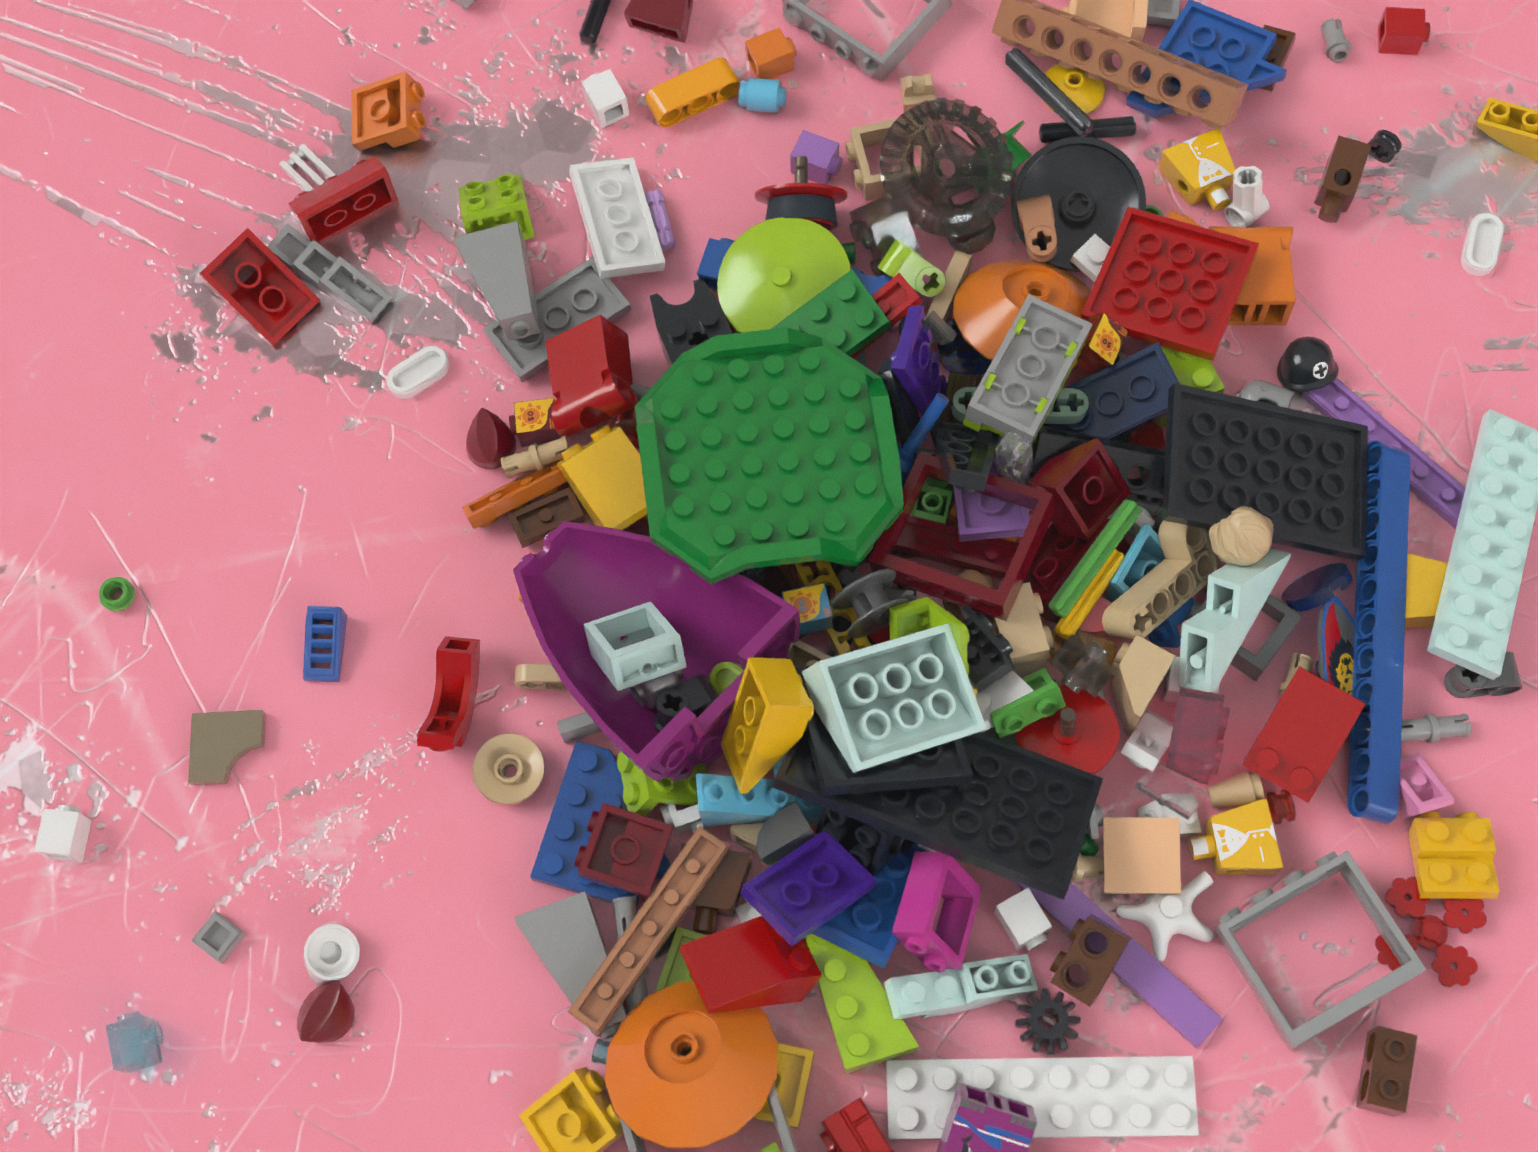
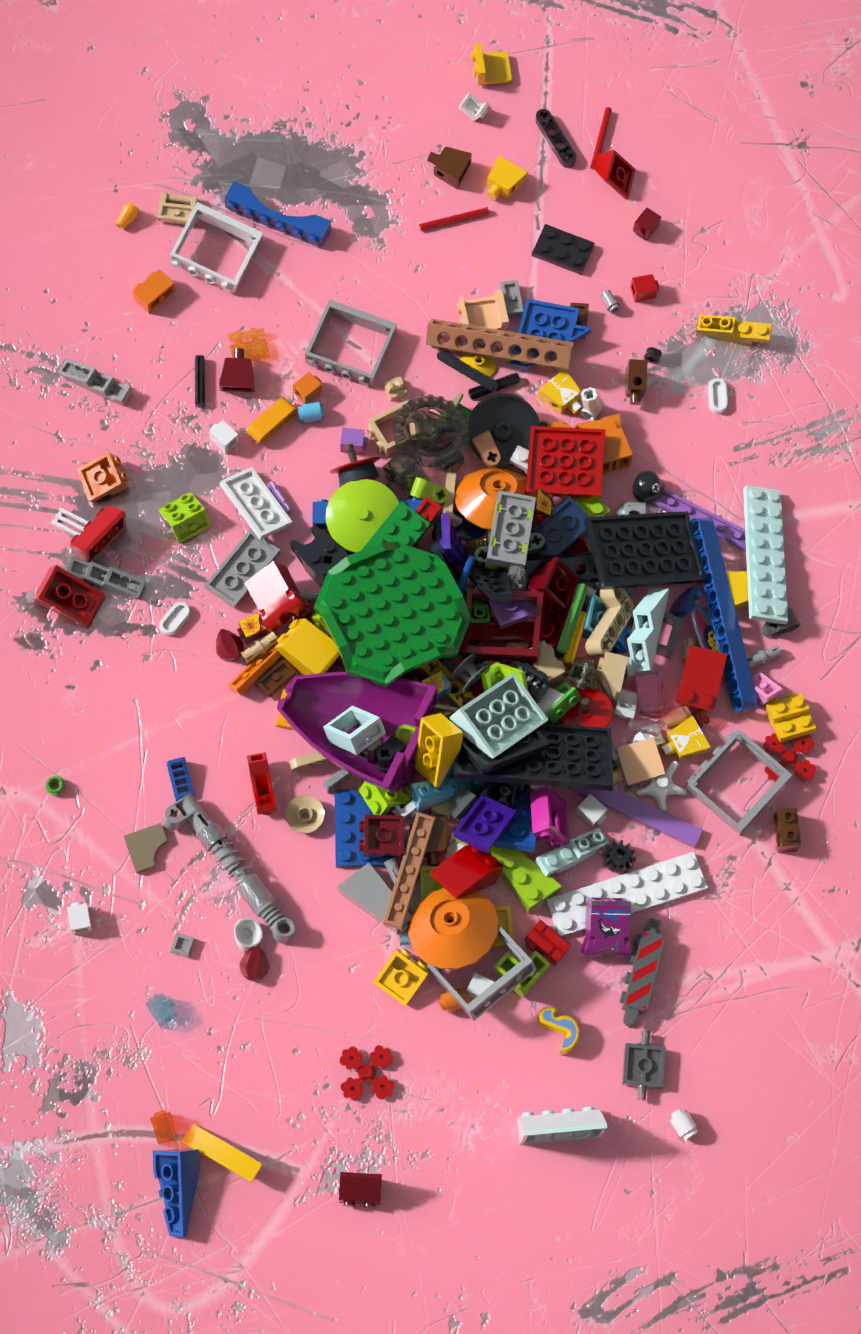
camera: 30 degrees left, 0 degrees up
(338, 769) = (215, 840): none -> light grey piece
(503, 274) = (204, 552): light grey slope -> none
(1098, 964) = (635, 820): reddish brown brick -> none
(1242, 537) = (643, 587): tan hair -> none

